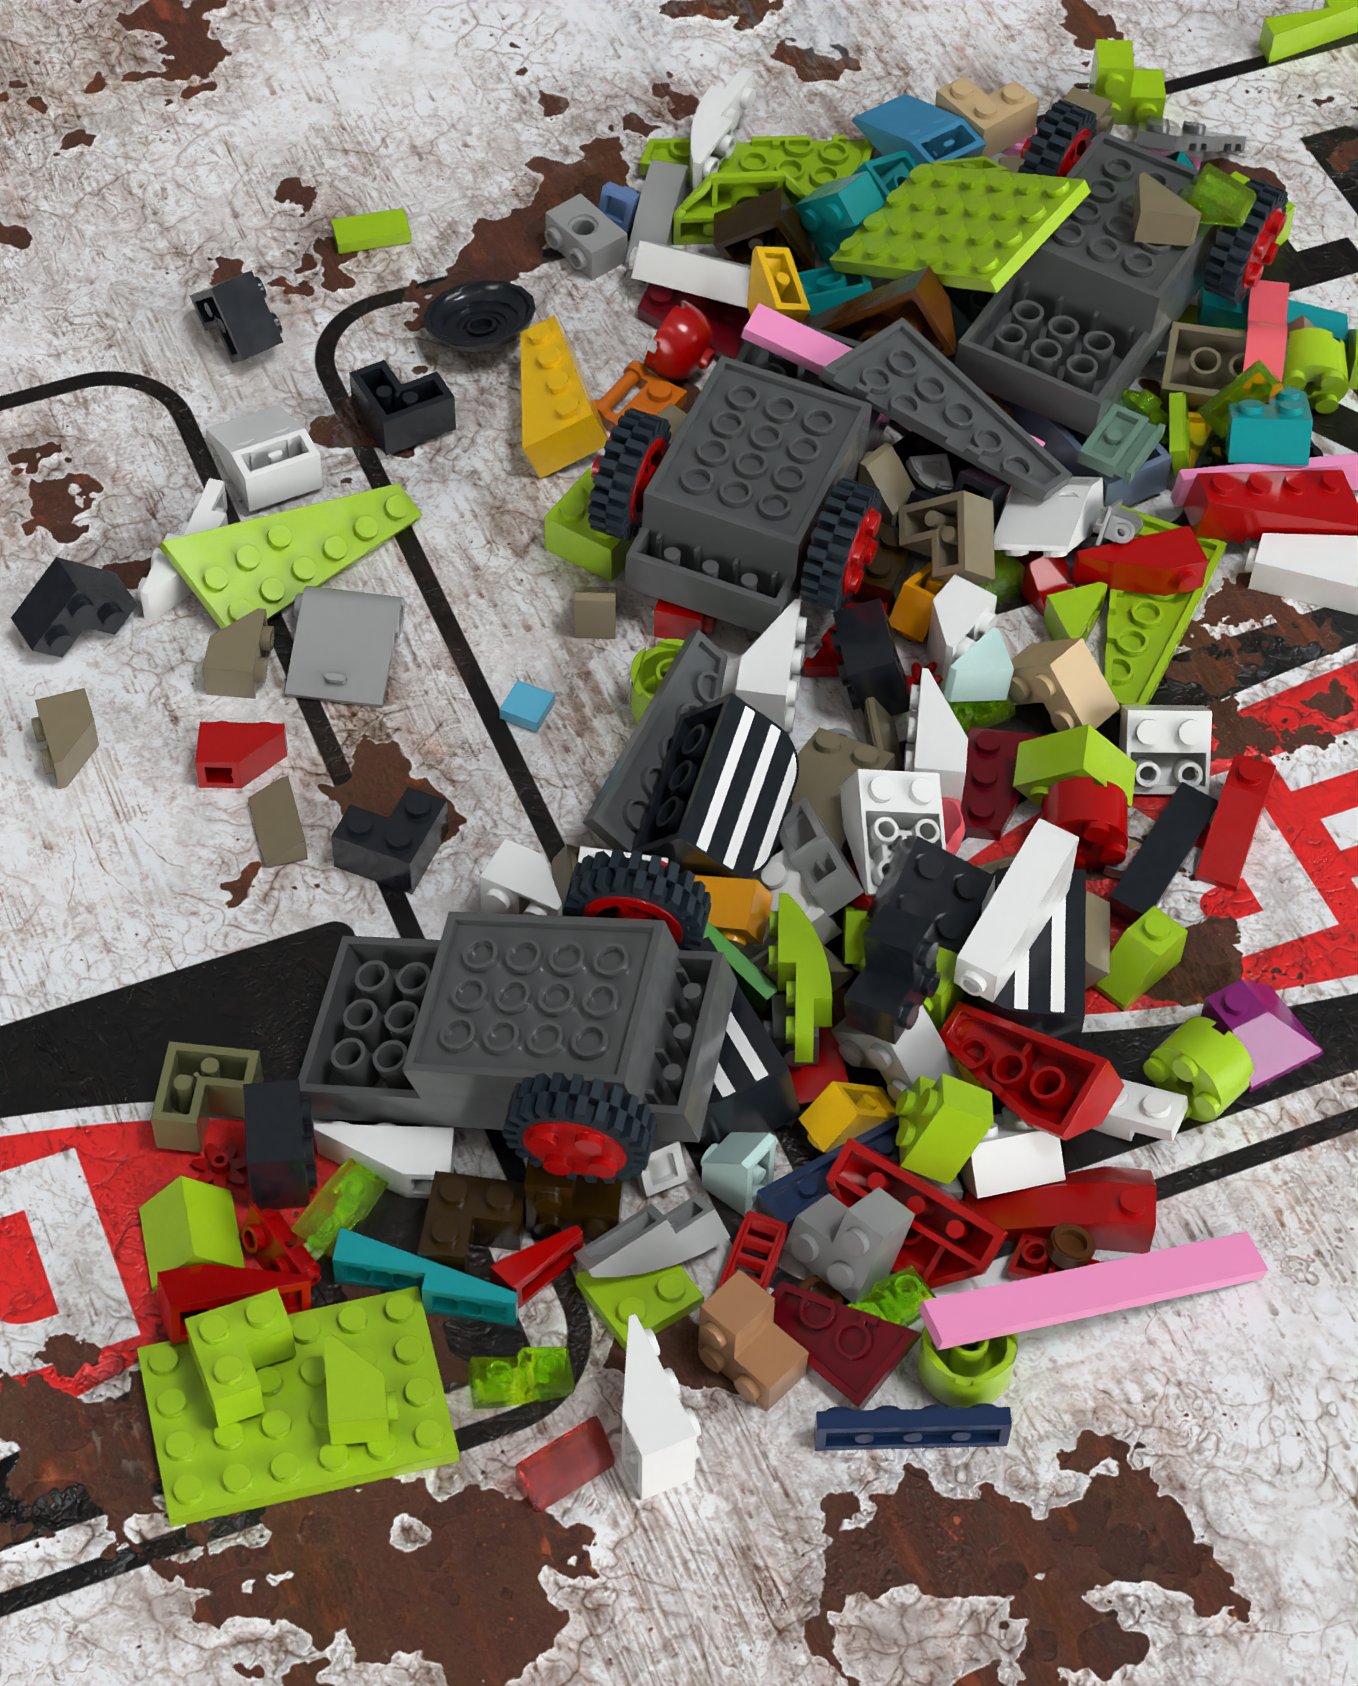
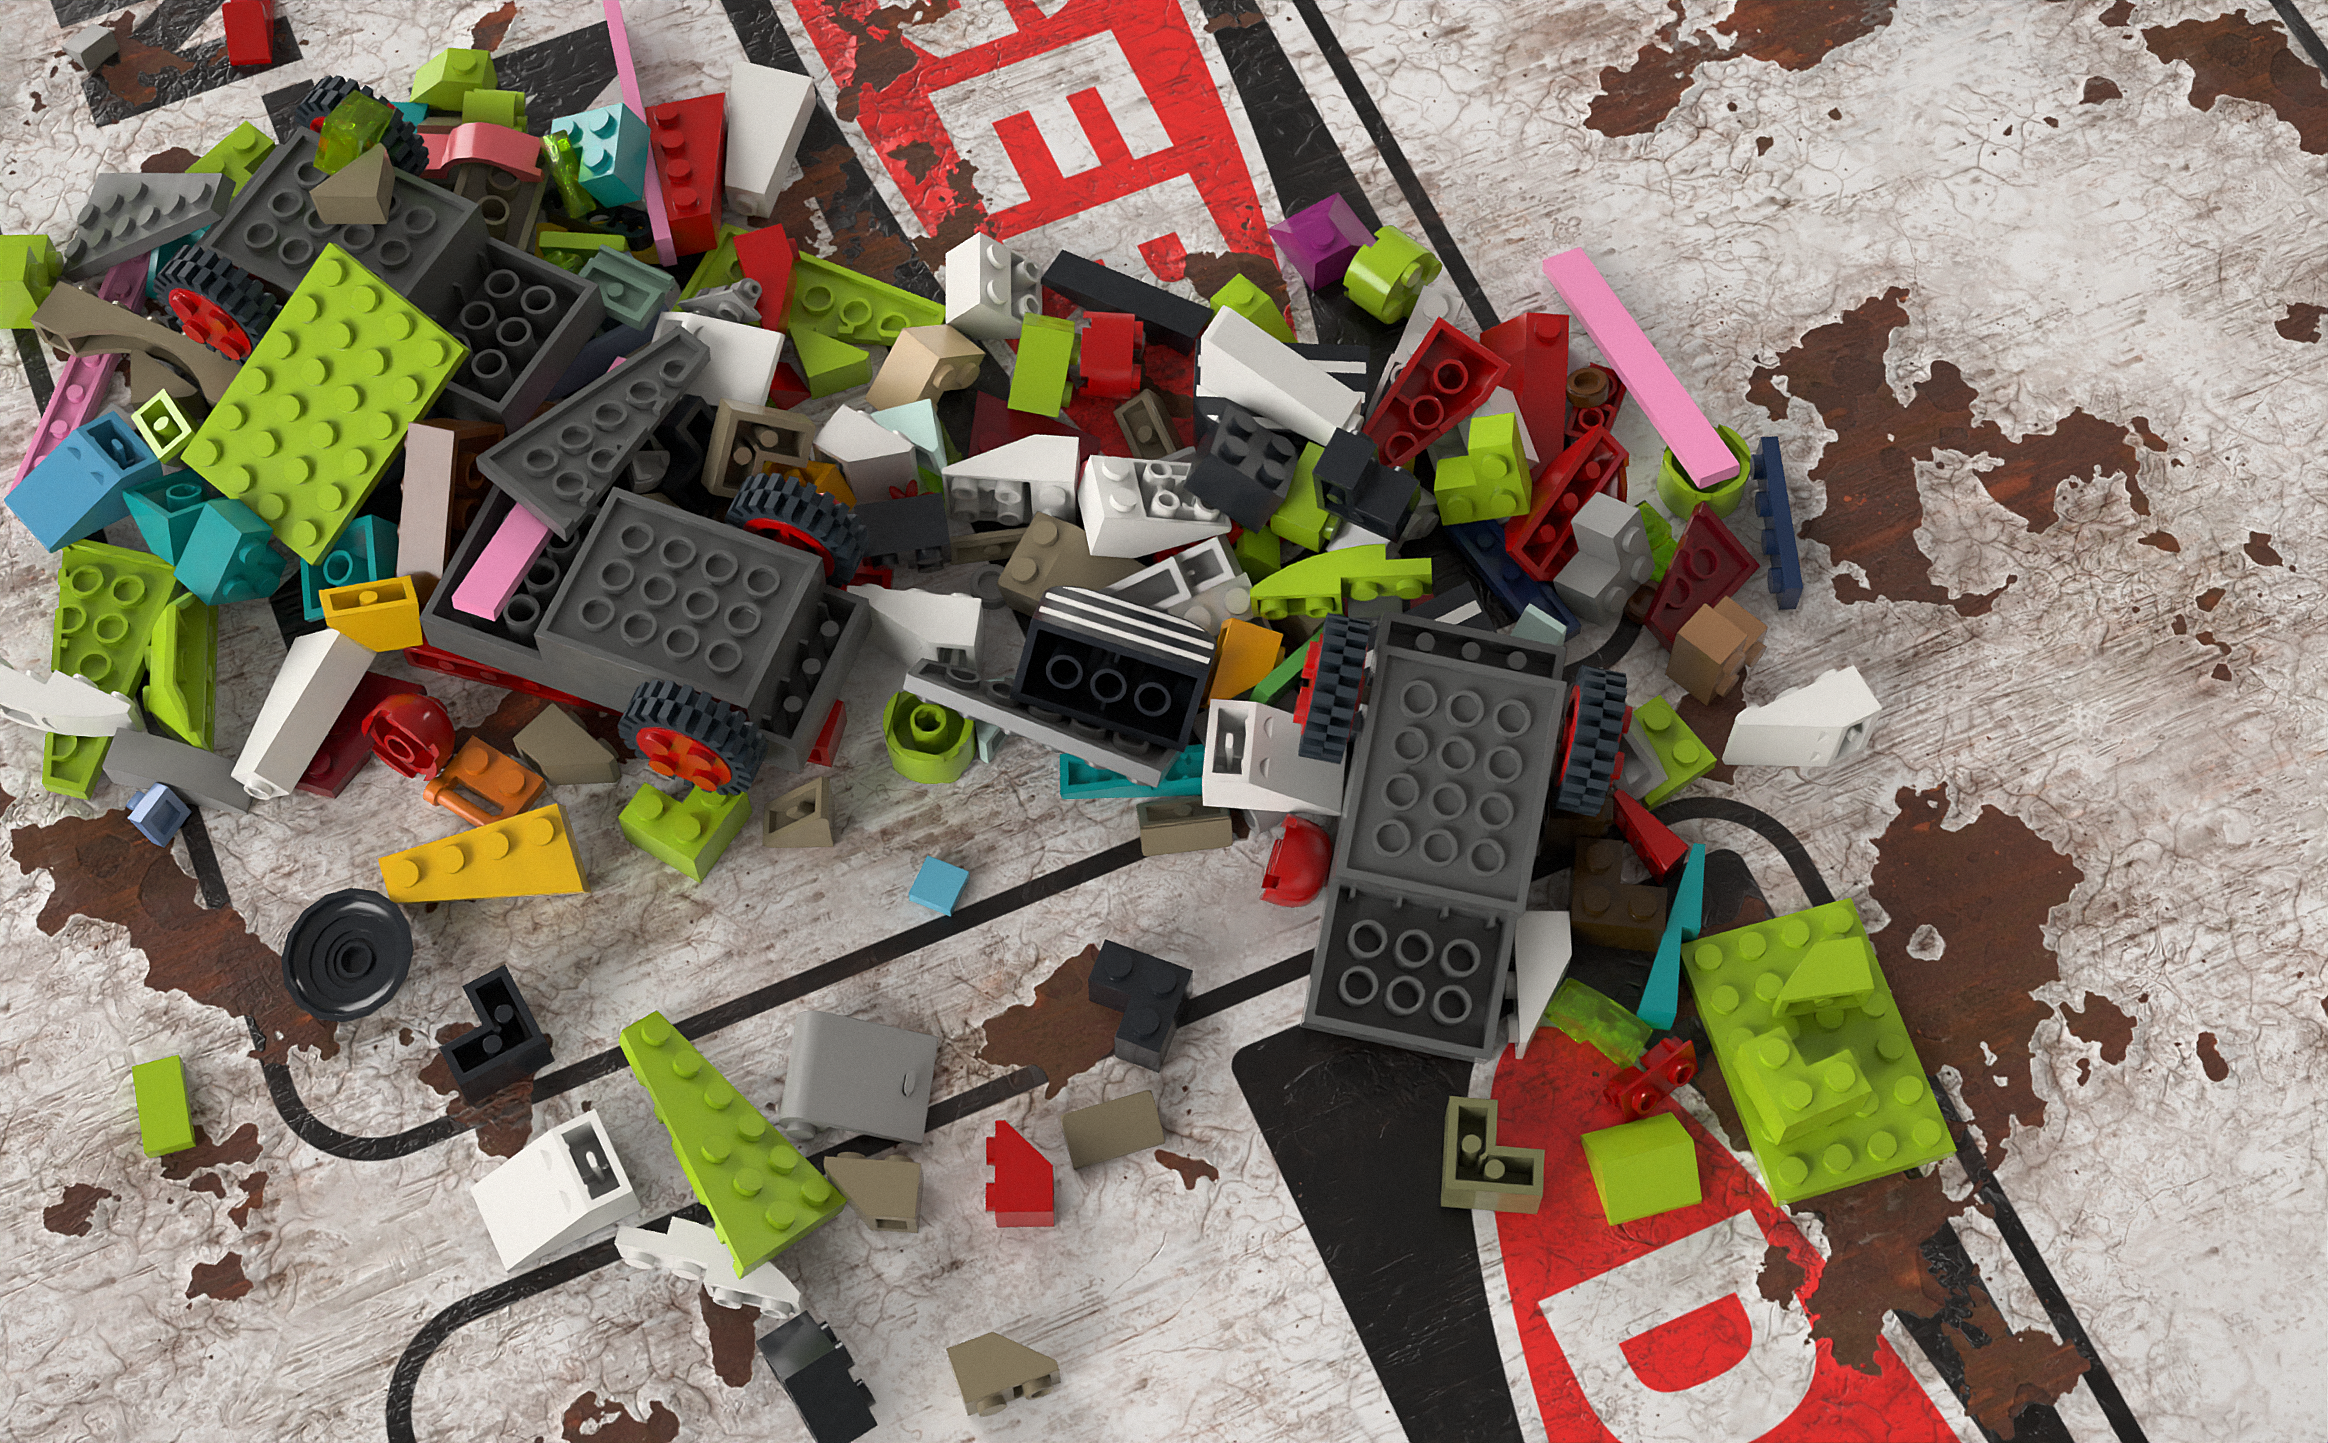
camera: 90 degrees left, 10 degrees up
(205, 1287) = (1721, 1125): red slope -> none
(221, 1166) = (1557, 1155): red plant -> none
(240, 315) = (323, 1239): black brick -> none
(279, 1144) = (1550, 1075): black brick -> none
(513, 1381) = (1760, 851): clear neon green slope -> none
(518, 883) = (1226, 857): white slope -> none
(564, 1465) = (1847, 810): clear red slope -> none
(586, 237) = (183, 850): light grey brick -> none
(760, 1236) = (1614, 638): red slope -> none
(764, 222) = (240, 647): dark brown brick -> none
(845, 1113) = (1457, 562): yellow slope -> none
(998, 118) = (61, 407): tan brick -> none
(1235, 822) = (1064, 224): red slope -> none

